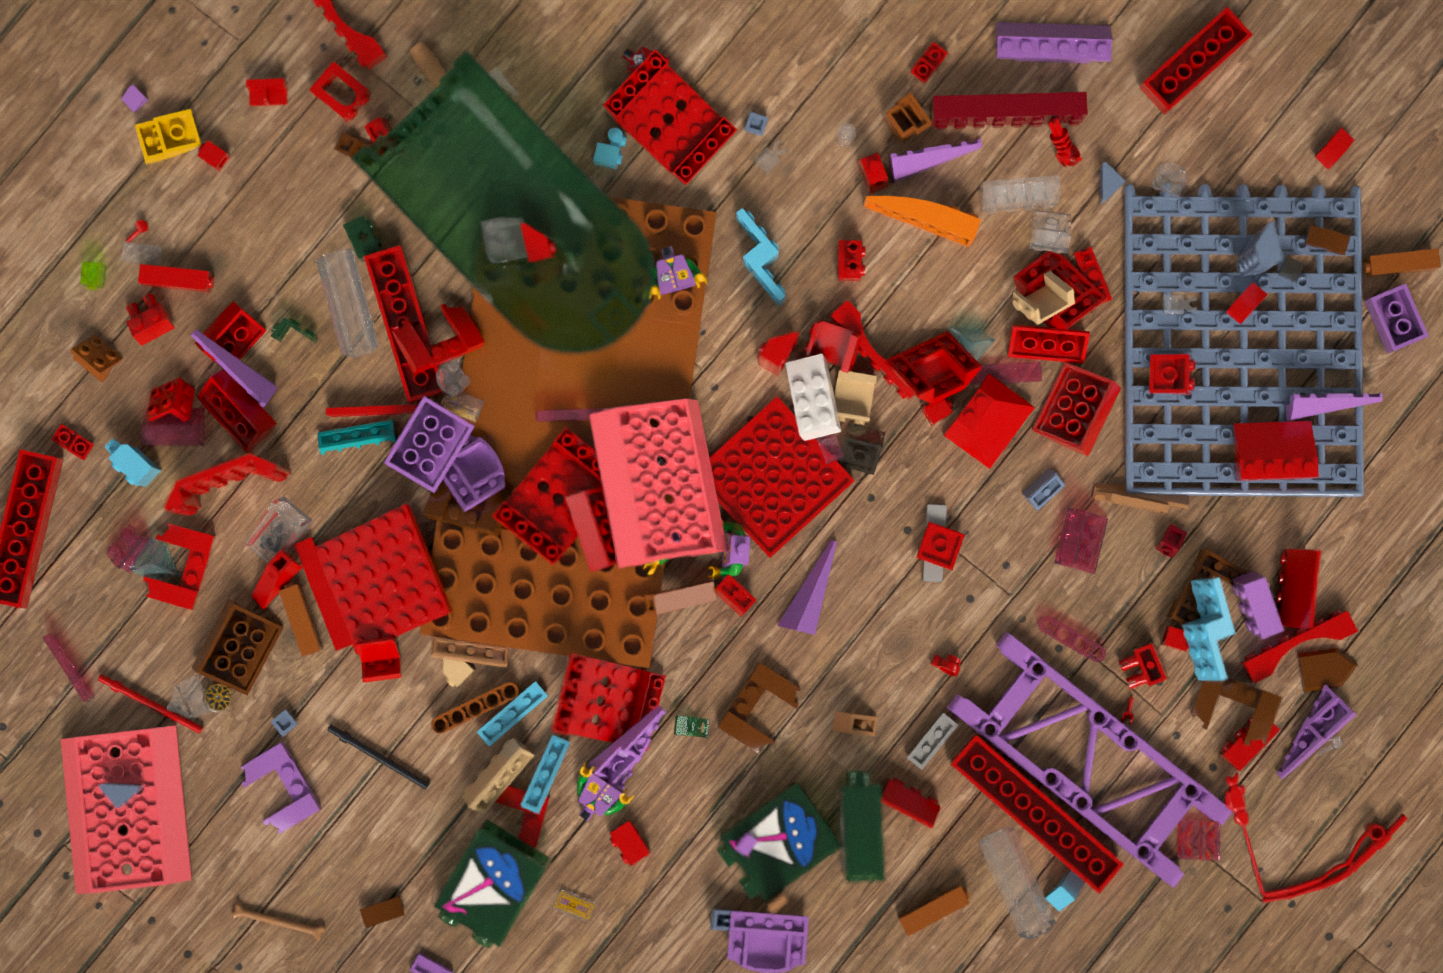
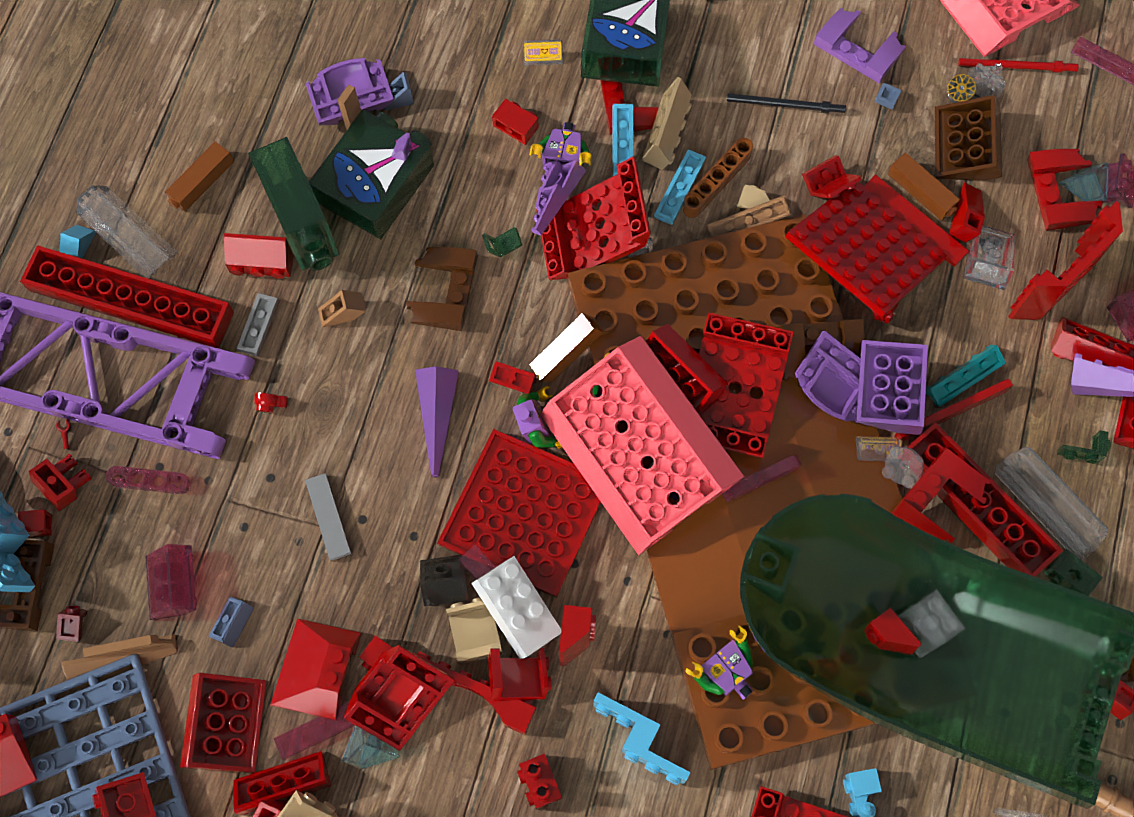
camera: 155 degrees right, 15 degrees down
(940, 546) = (320, 514): red tile -> none

